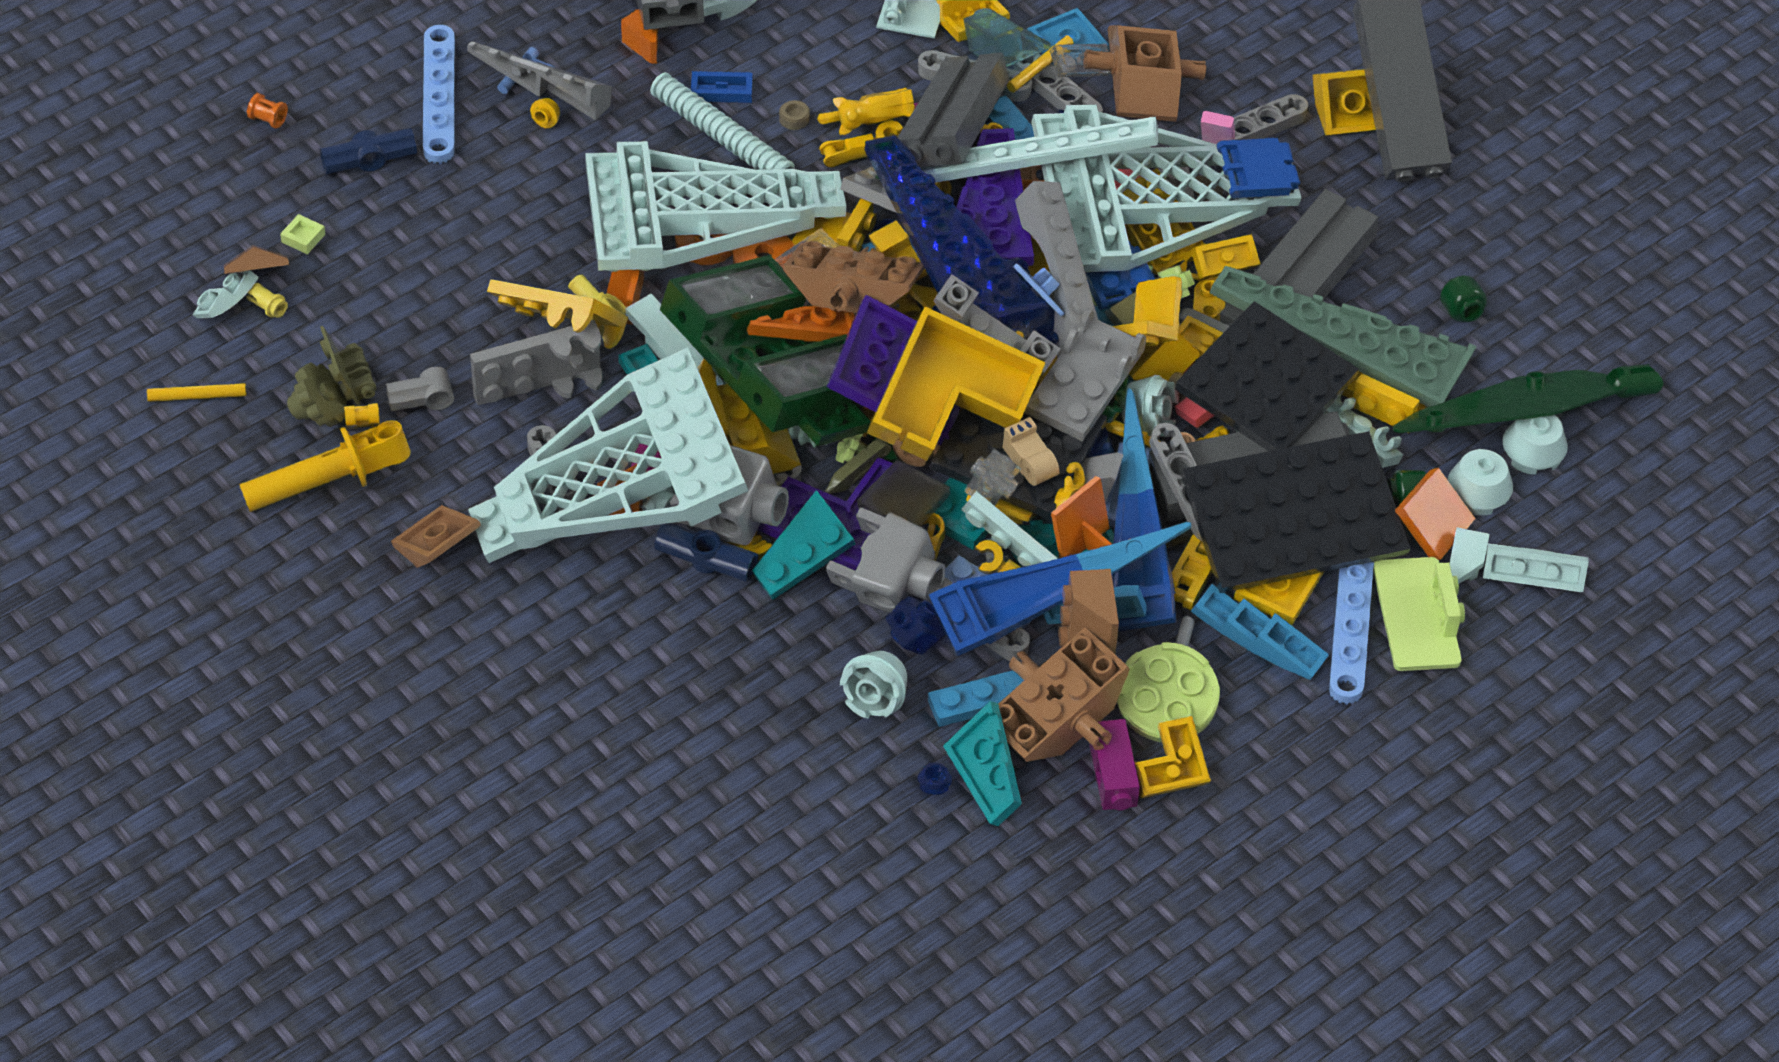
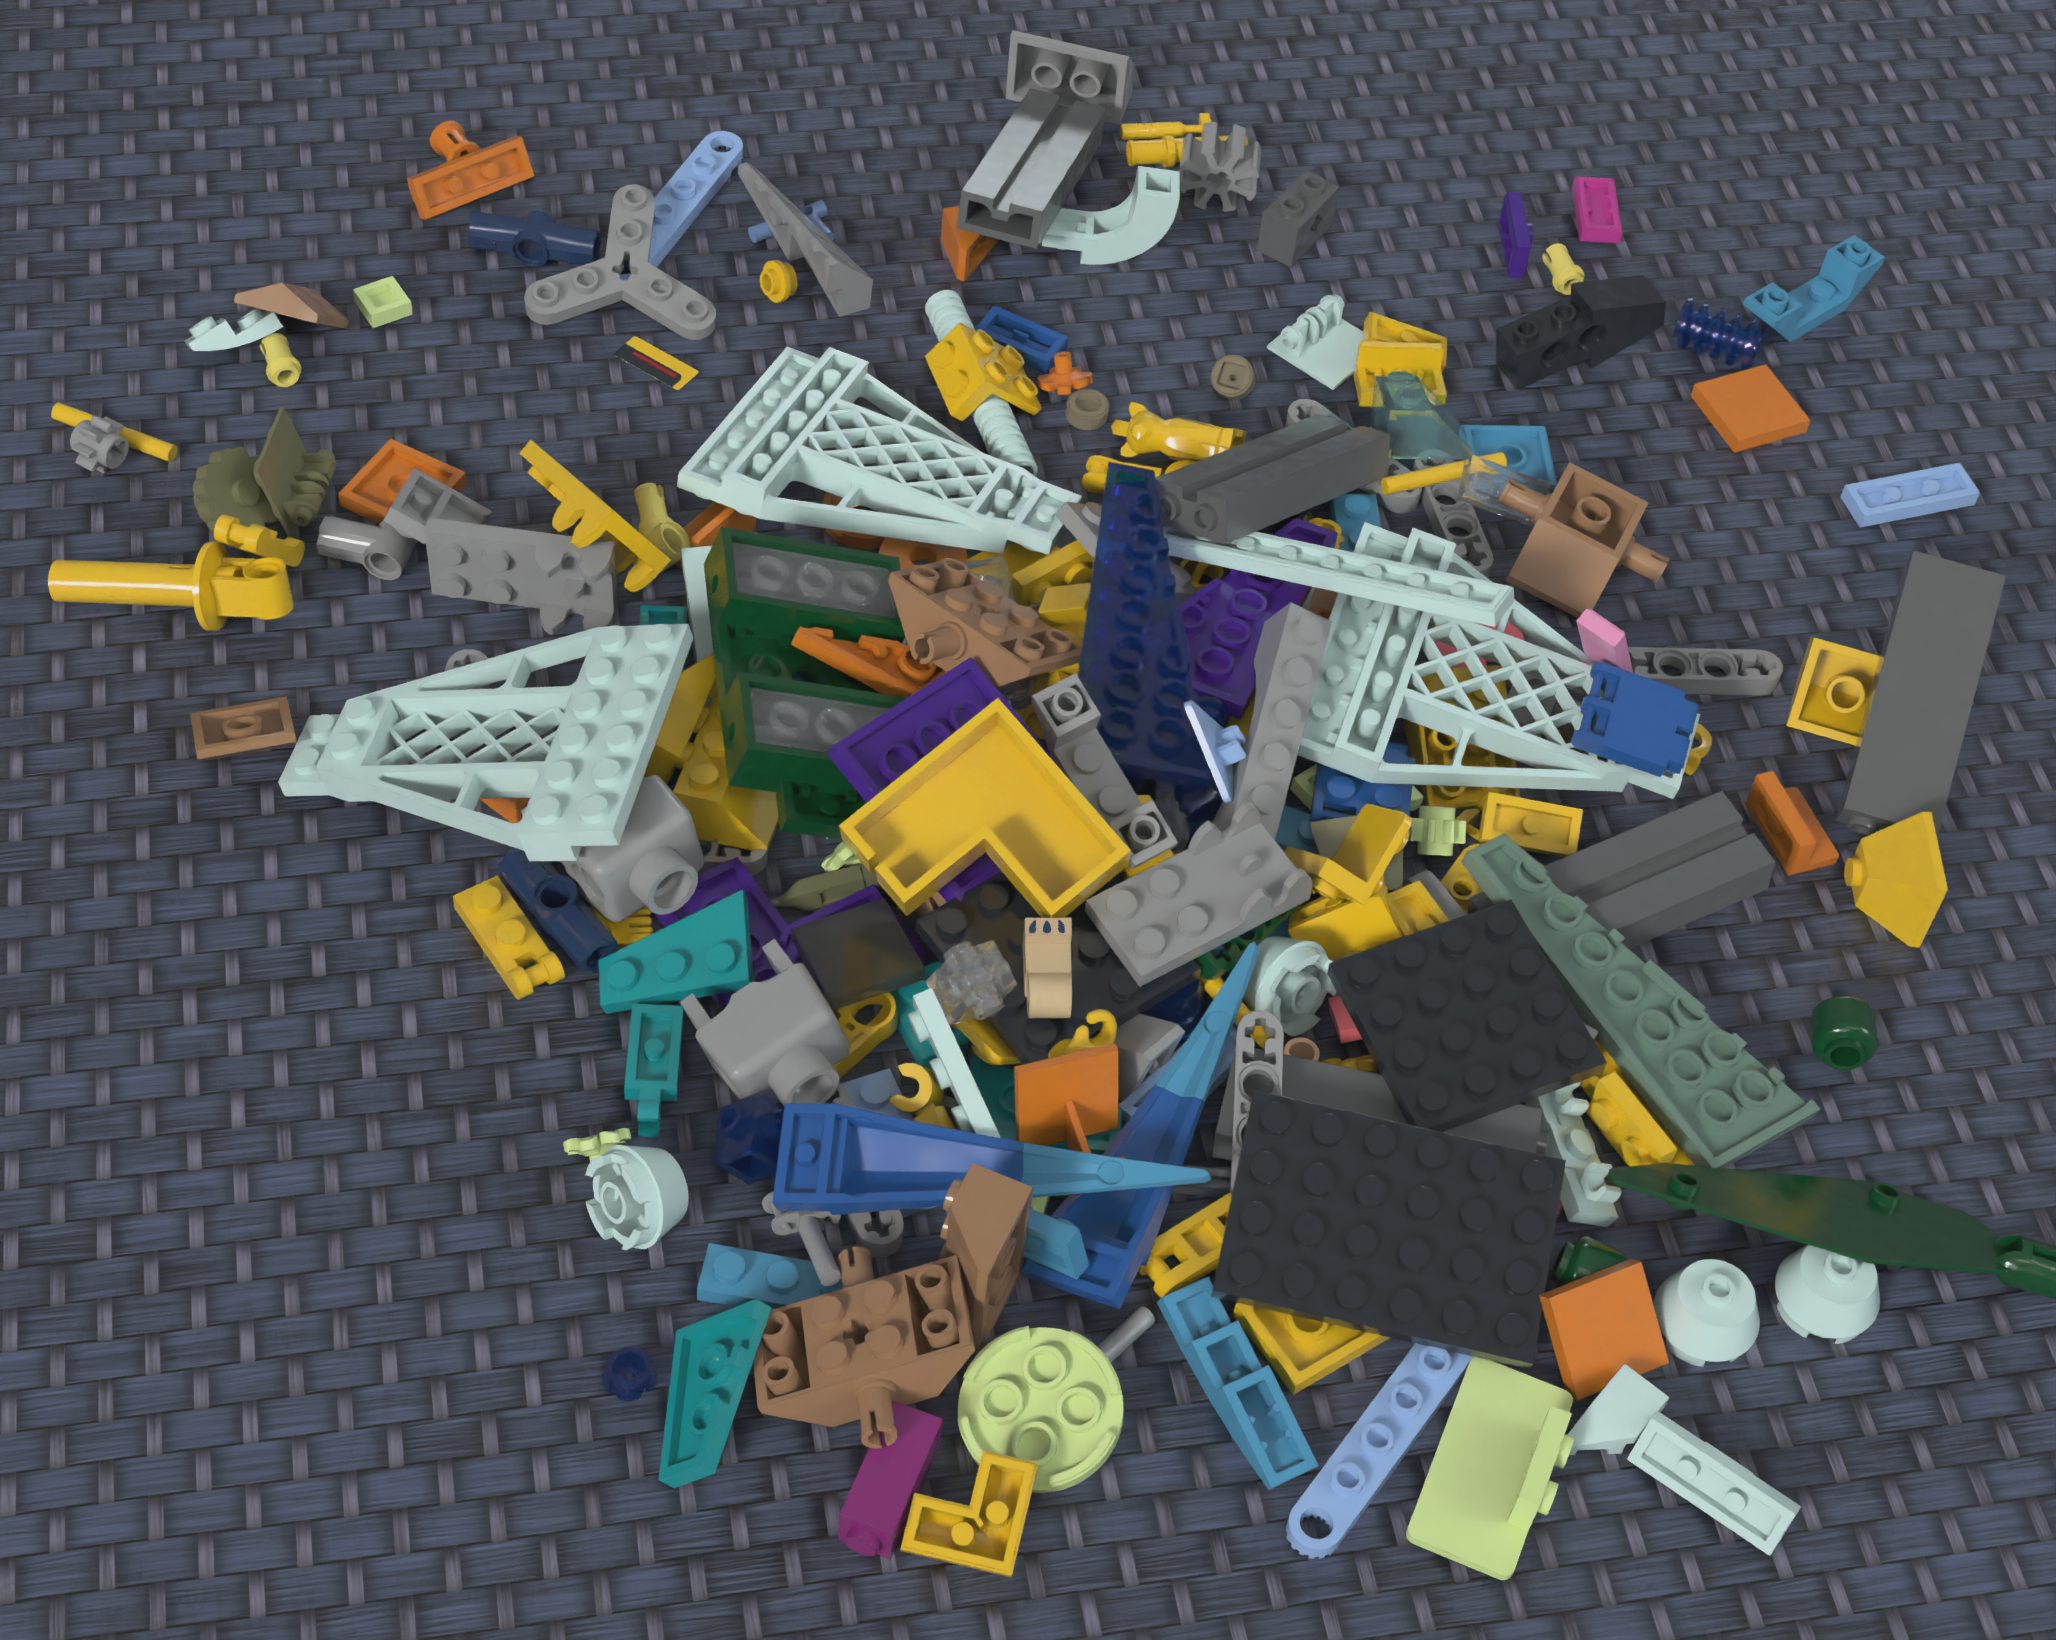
camera: 25 degrees right, 0 degrees up
(200, 402) = (99, 444): none -> light grey gear
(293, 127) = (470, 177): none -> orange plate
(409, 347) = (382, 478): none -> orange tile
(434, 163) = (600, 283): none -> light grey piece
(448, 351) = (428, 498): none -> light grey wing
(503, 199) = (656, 363): none -> sticker
(686, 583) = (507, 937): none -> yellow plate
(717, 120) = (973, 367): none -> yellow bracket
(768, 99) = (1064, 376): none -> orange plant
(824, 612) = (653, 1061): none -> teal plate
(829, 671) = (596, 1144): none -> yellowish green plant
(870, 56) = (1233, 377): none -> dark tan tile
(978, 658) = (810, 1226): none -> light grey piece
(1363, 192) = (1789, 825): none -> orange panel
(1446, 196) = (1899, 877): none -> yellow slope

